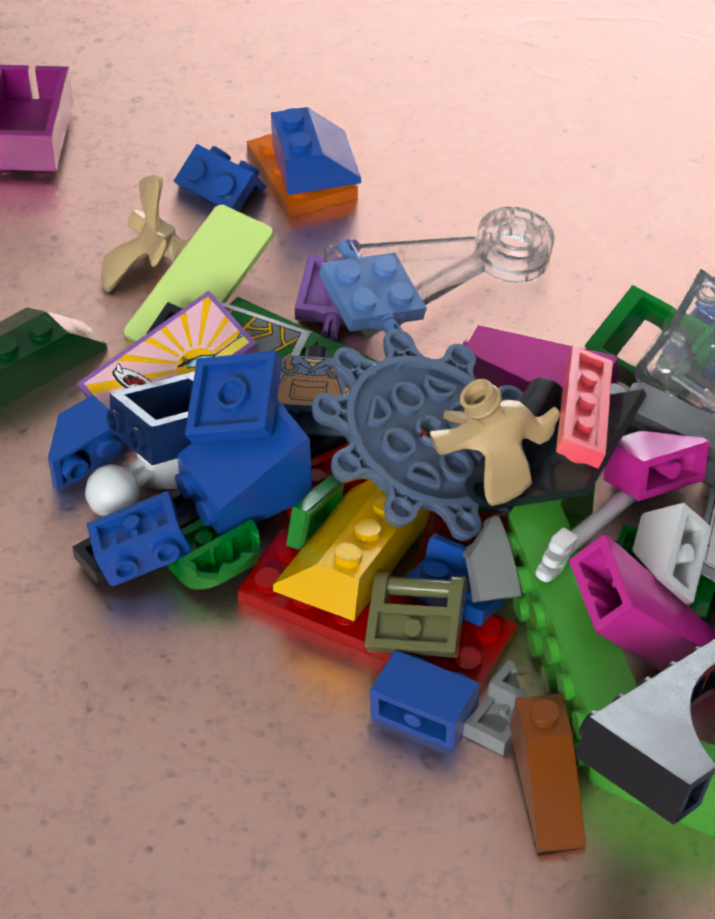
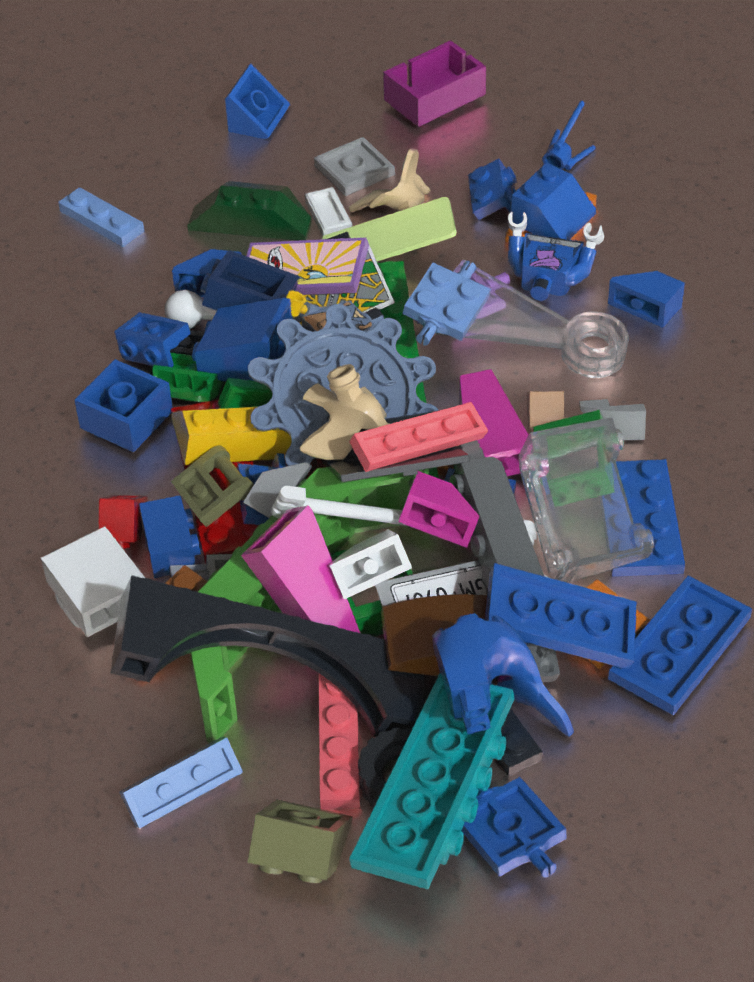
camera: 50 degrees right, 0 degrees up
(49, 248) = (354, 166): none -> light grey tile
(93, 306) = (327, 211): none -> white tile
(203, 620) = (124, 405): none -> blue brick
(229, 109) = (559, 151): none -> blue plant
(234, 397) = (262, 291): blue plate -> none
(359, 720) = (122, 517): none -> red slope
(370, 205) = (548, 262): none -> blue torso
(438, 794) = (90, 579): none -> white brick
(490, 175) = (647, 296): none -> blue slope
(560, 321) = (544, 407): none -> medium nougat slope
(608, 293) = (627, 418): none -> light grey slope

